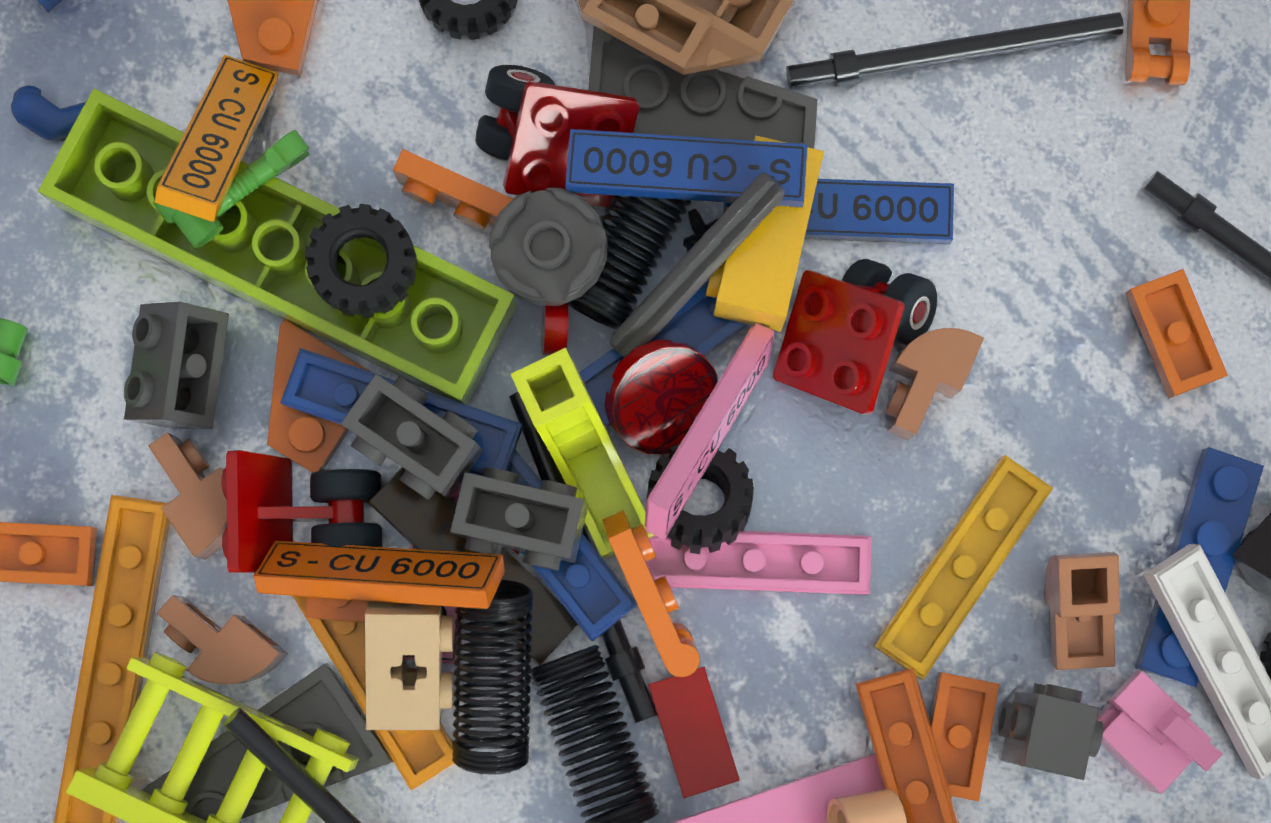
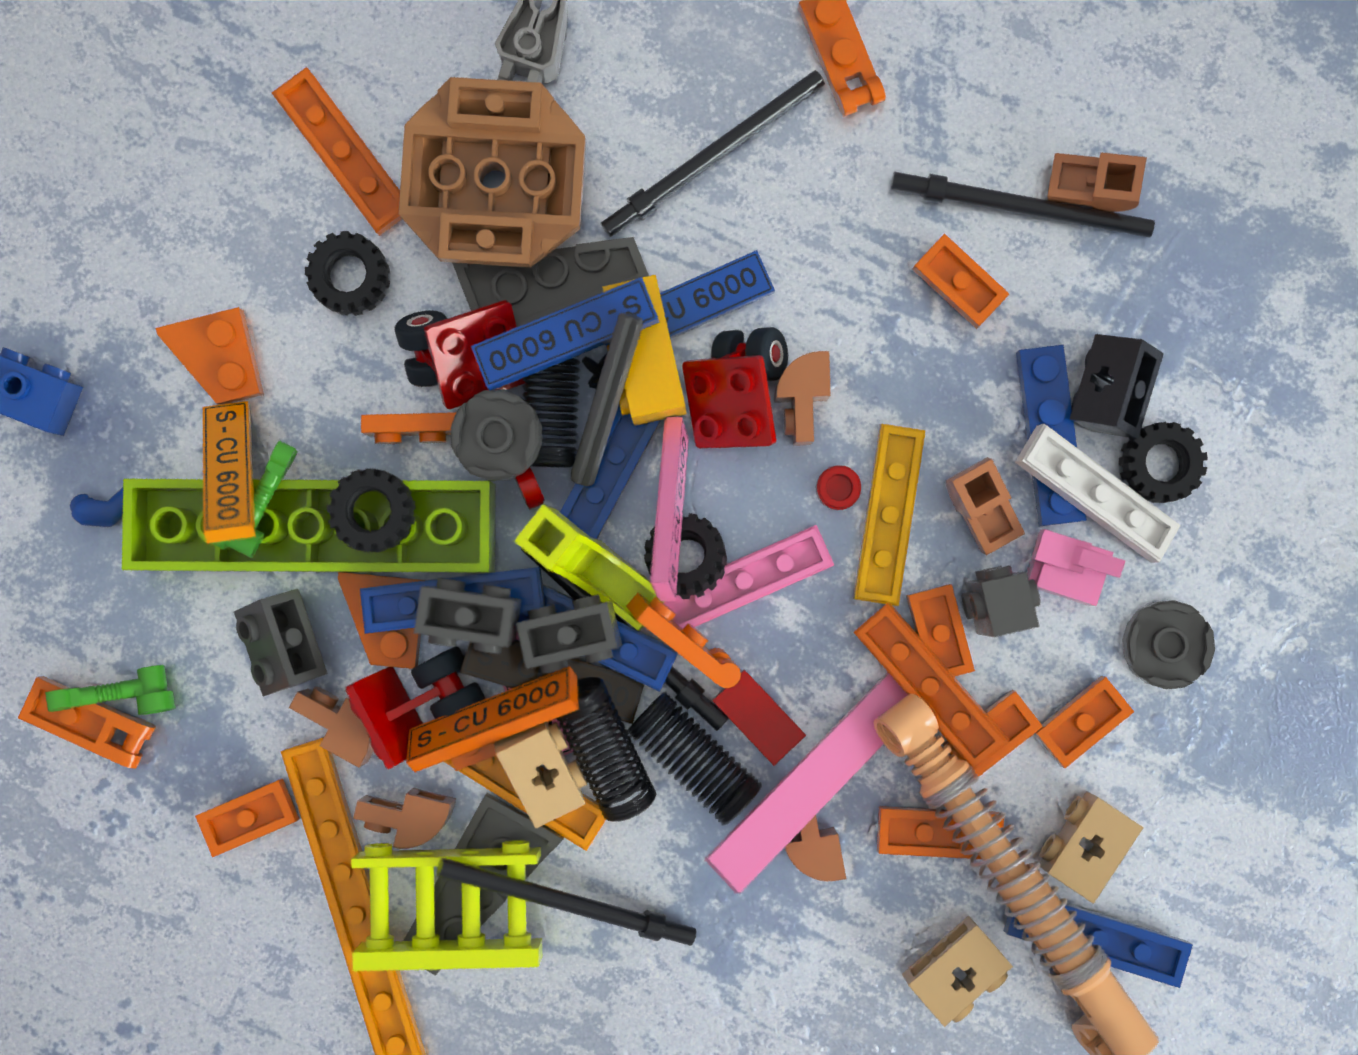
camera: 20 degrees left, 5 degrees up
(658, 394) = (623, 499): red tile -> none
(917, 505) = (838, 487): none -> red tile

